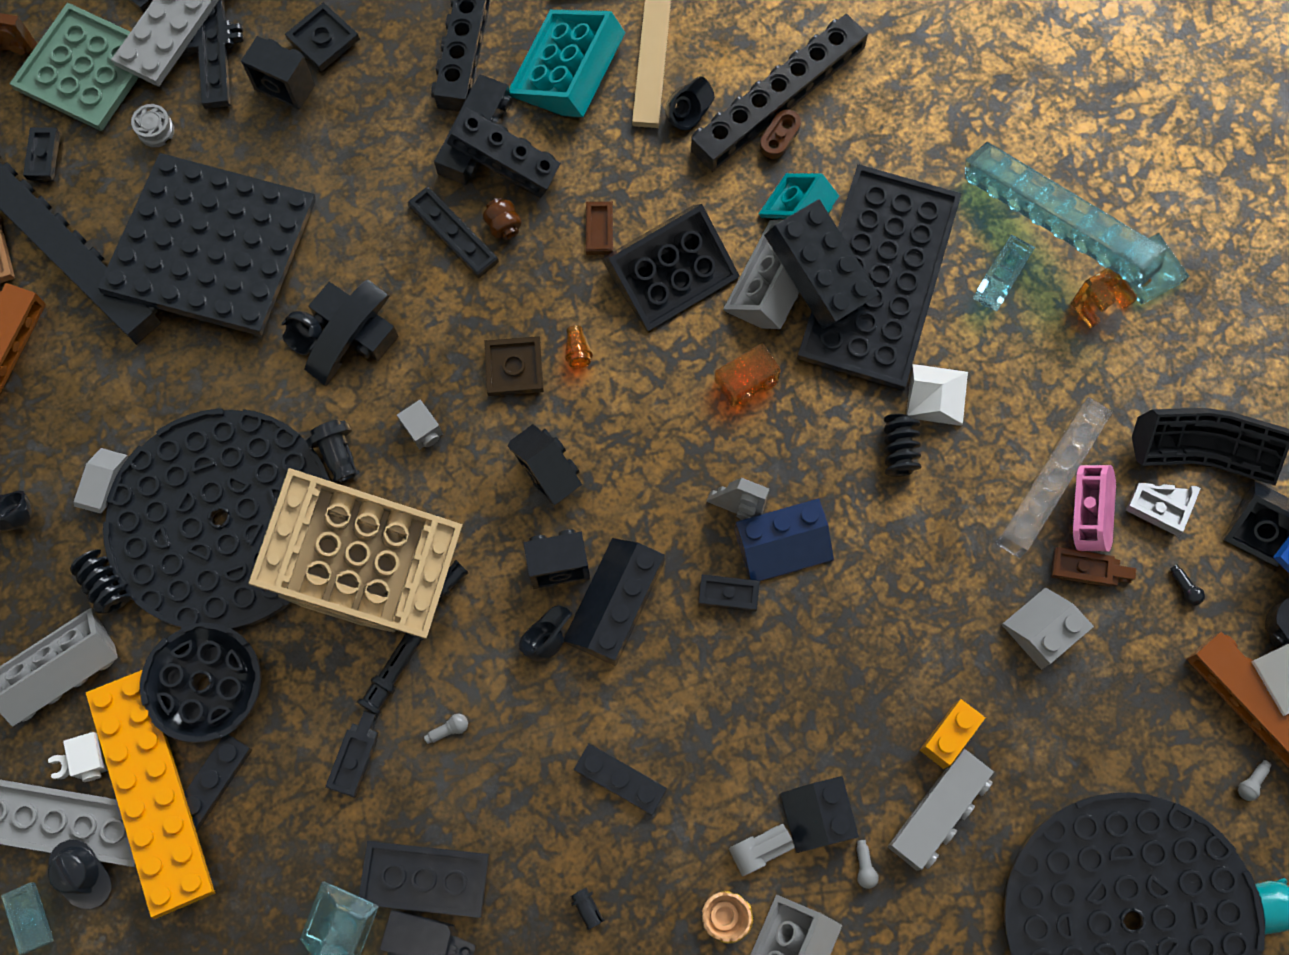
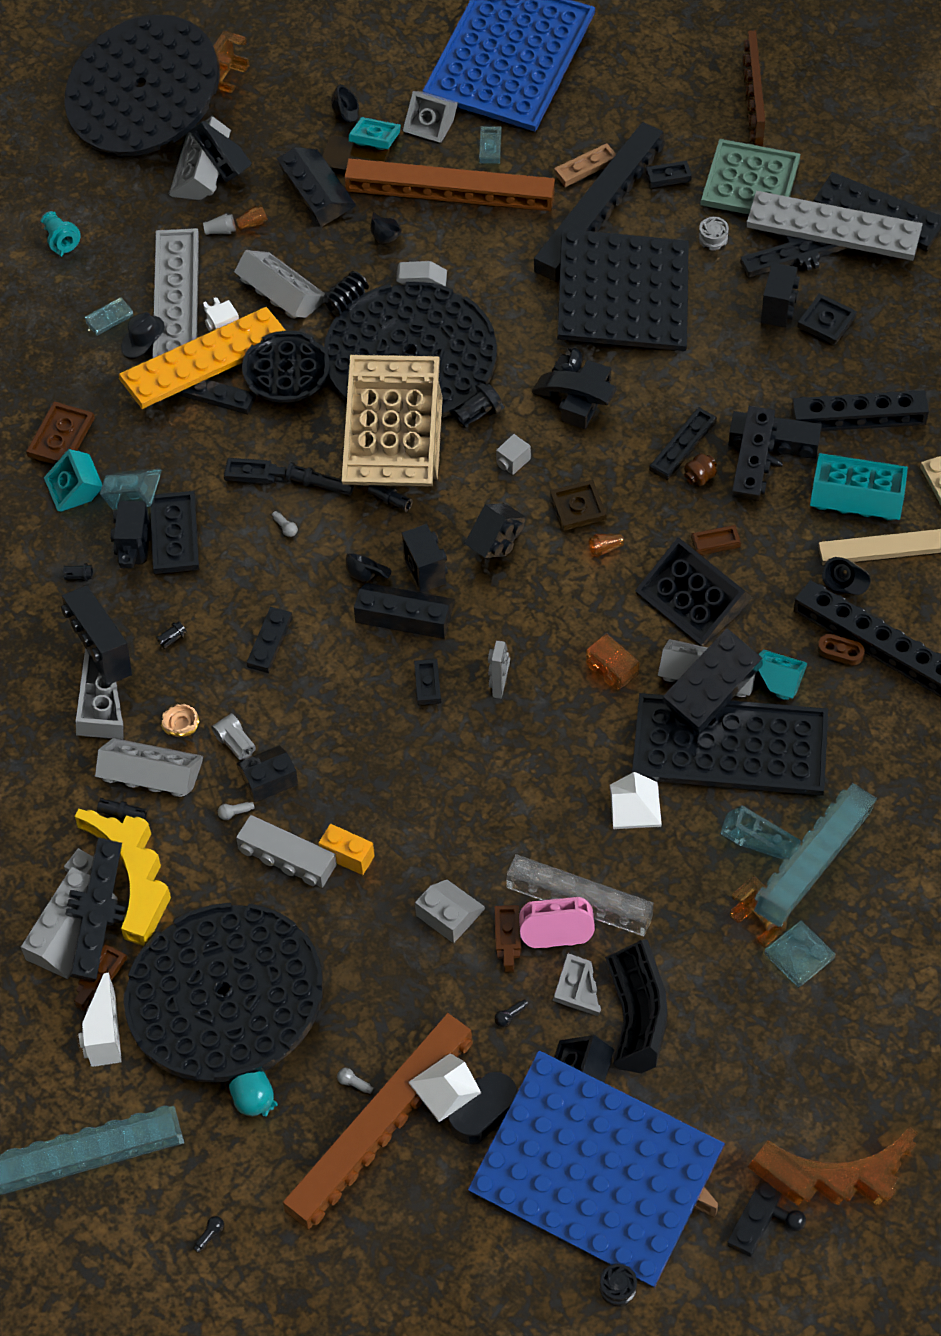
camera: 80 degrees right, 15 degrees down
(784, 540) = (478, 711): dark blue slope -> none
(900, 445) = (579, 779): black piece -> none

